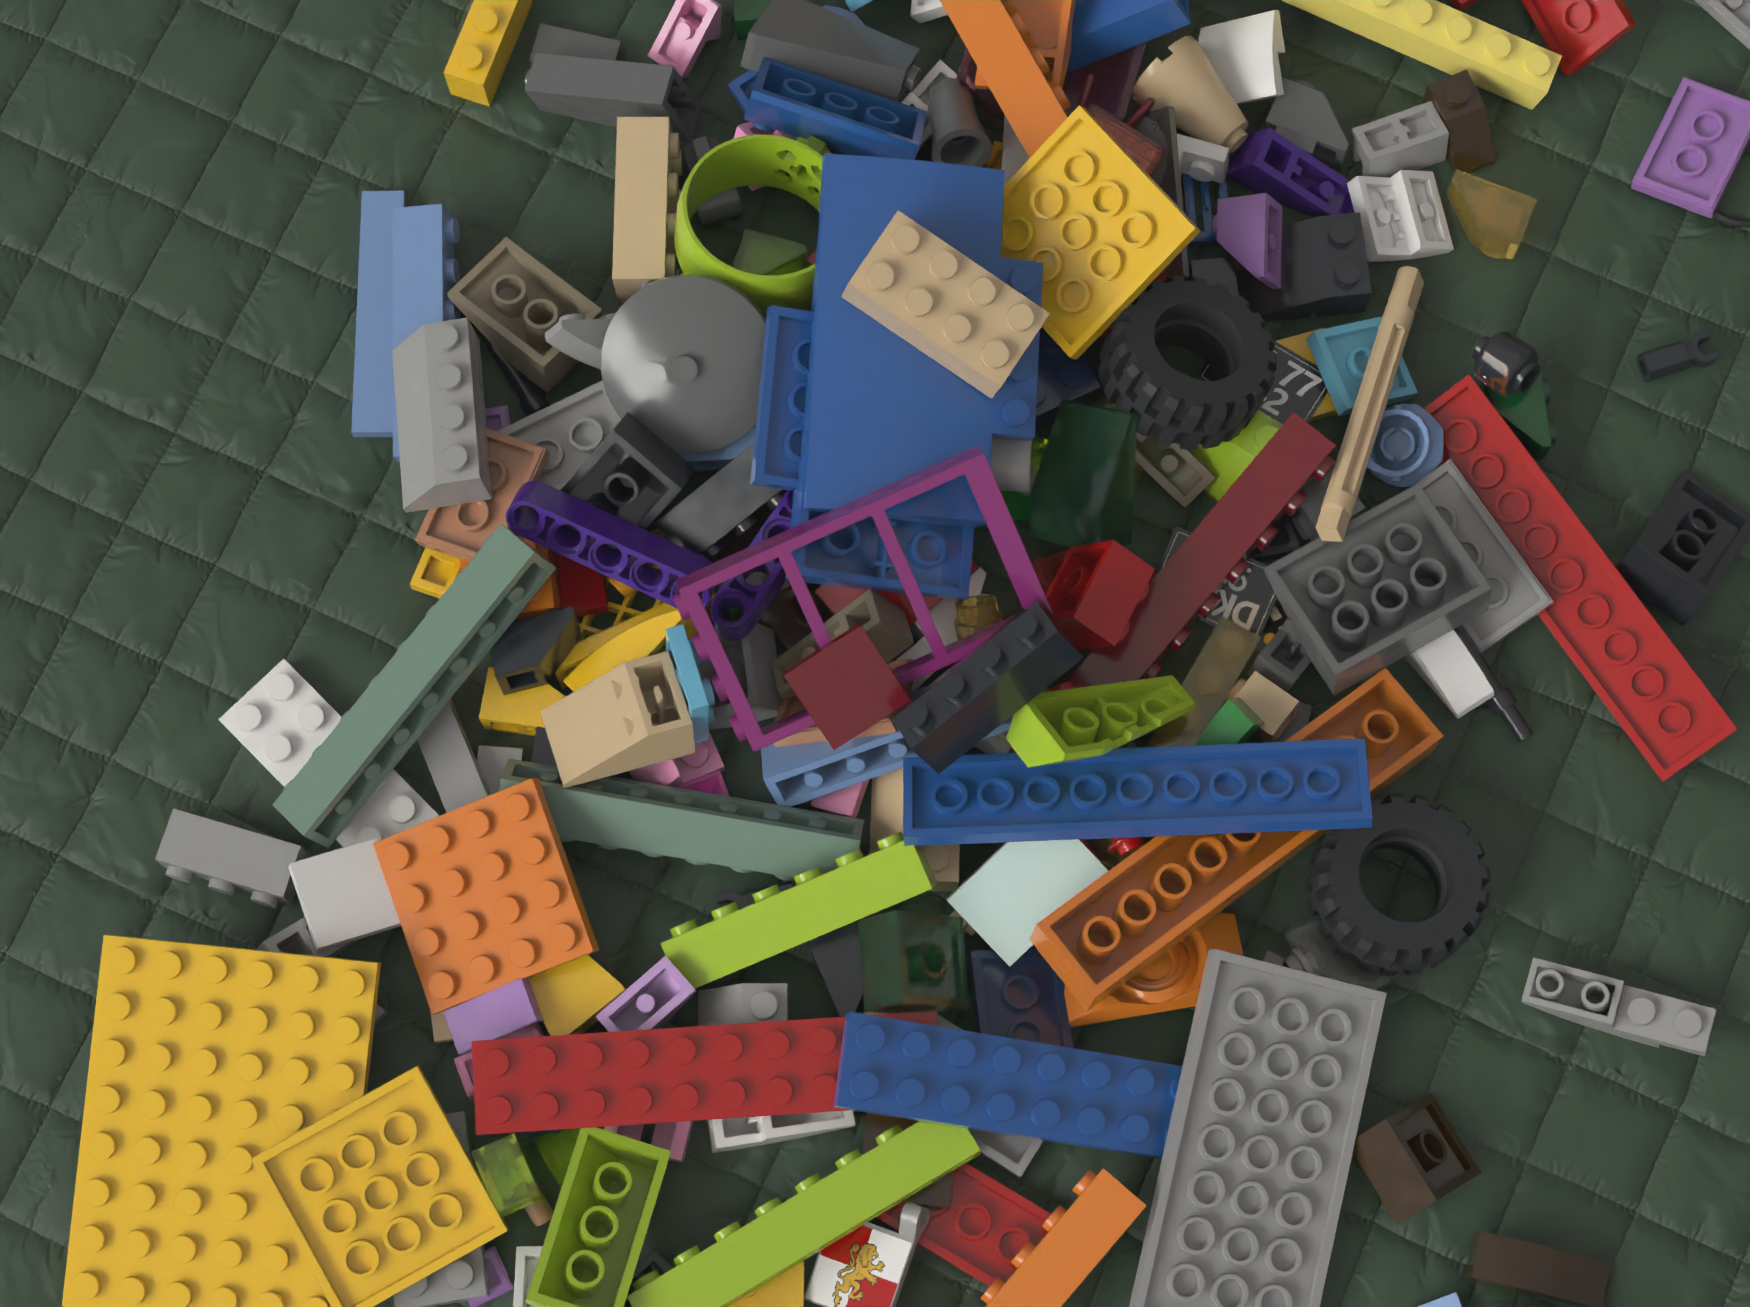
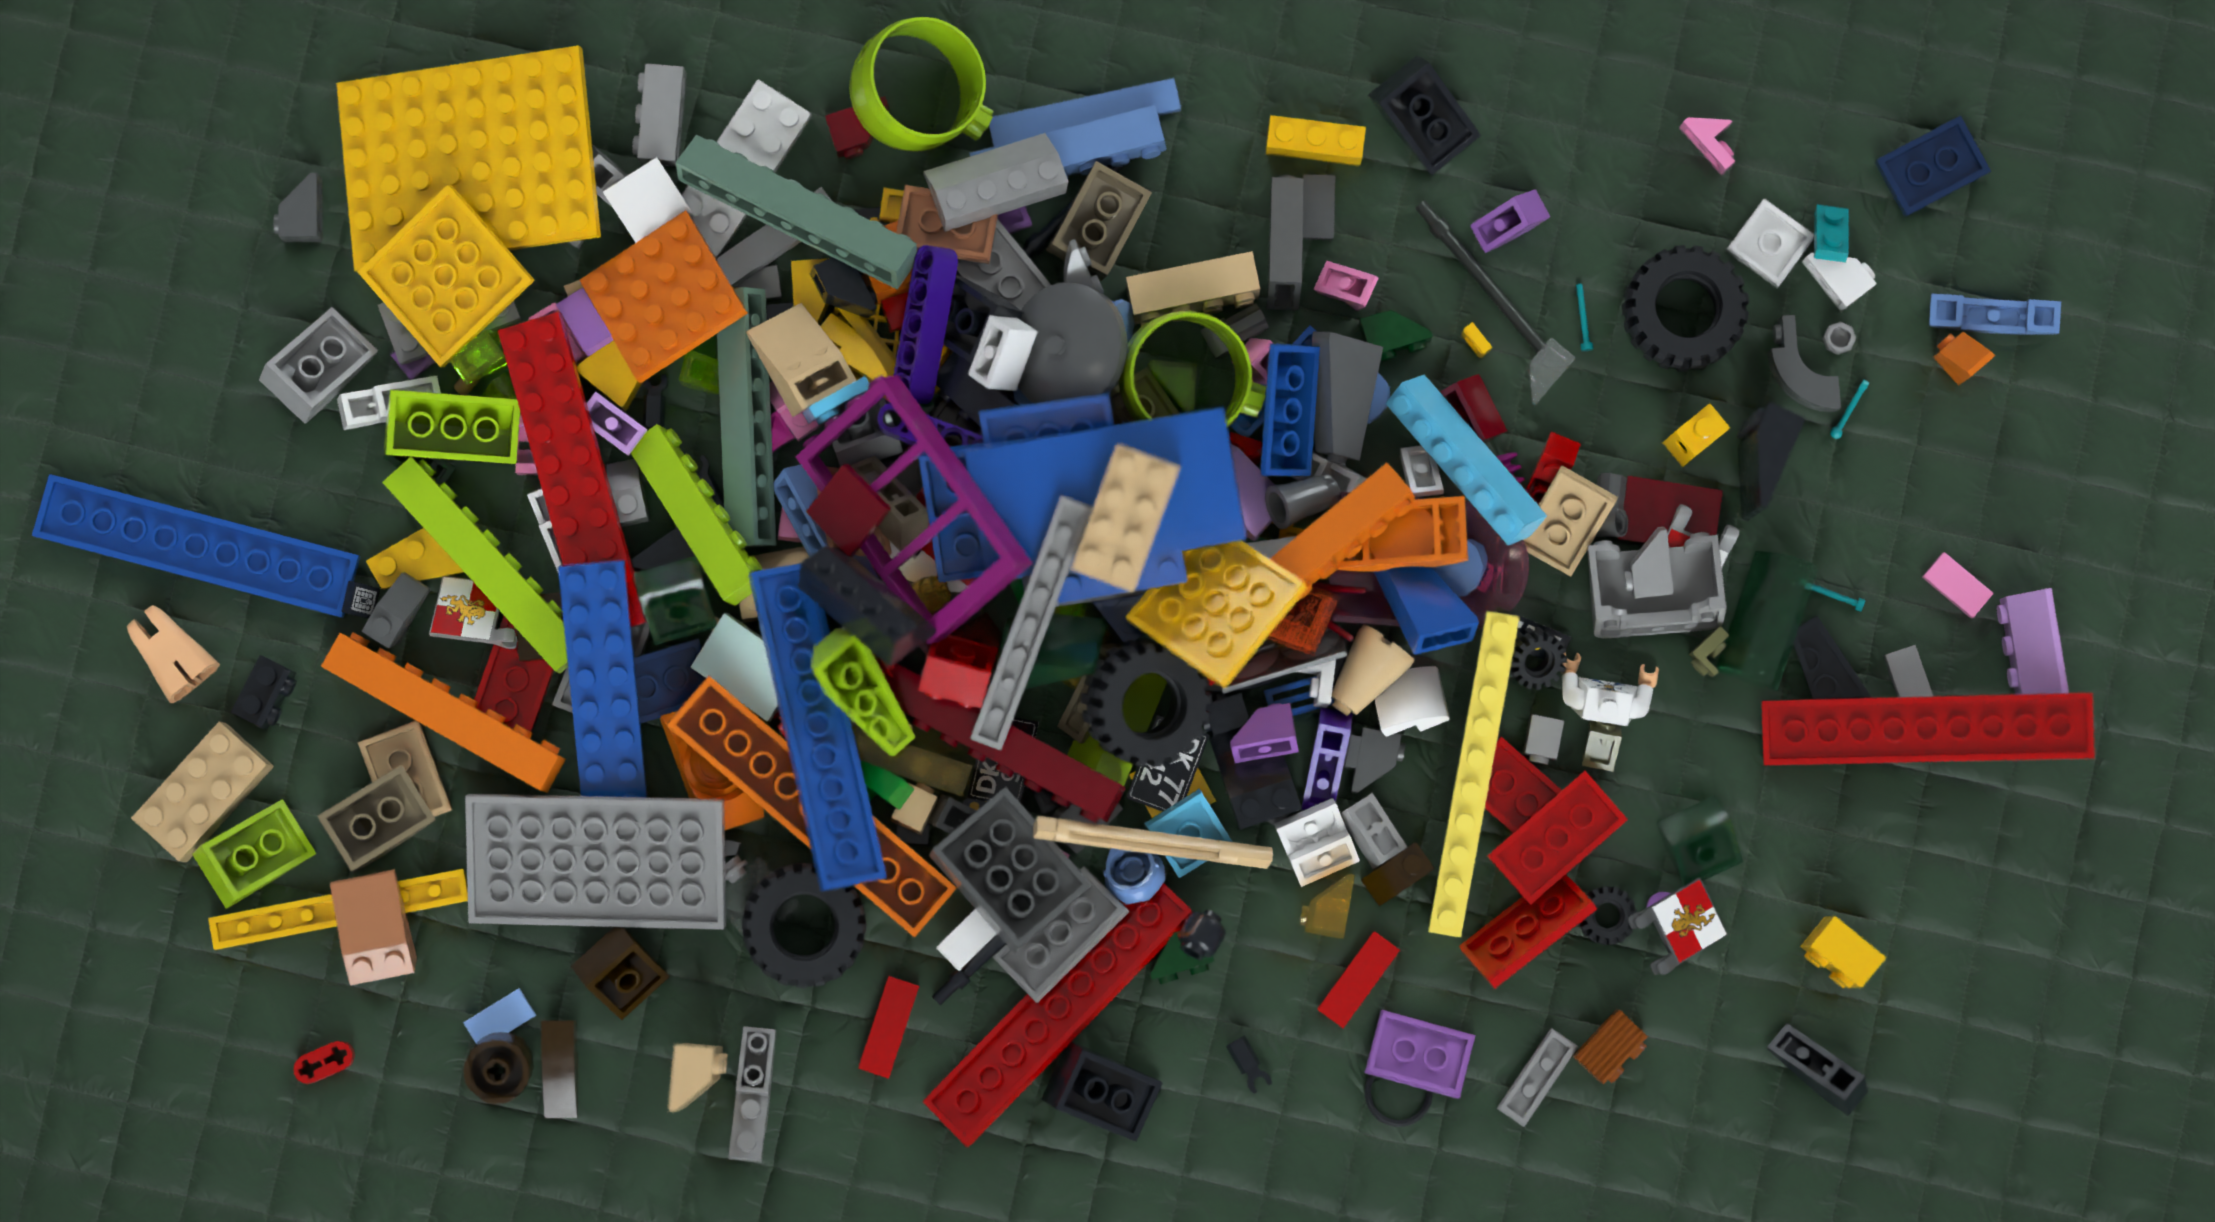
camera: 75 degrees right, 10 degrees up
(275, 438) = (962, 54): none -> lime cylinder
(318, 603) = (848, 133): none -> dark red slope
(604, 873) = (700, 372): none -> clear neon green slope
(628, 949) = (654, 403): none -> black bar
(678, 444) = (1002, 353): none -> white brick
(1053, 471) = (1031, 622): none -> light grey plate
(1551, 808) = (888, 1027): none -> red tile
(1586, 1071) = (694, 1071): none -> tan slope
(1587, 203) = (1358, 979): none -> red tile

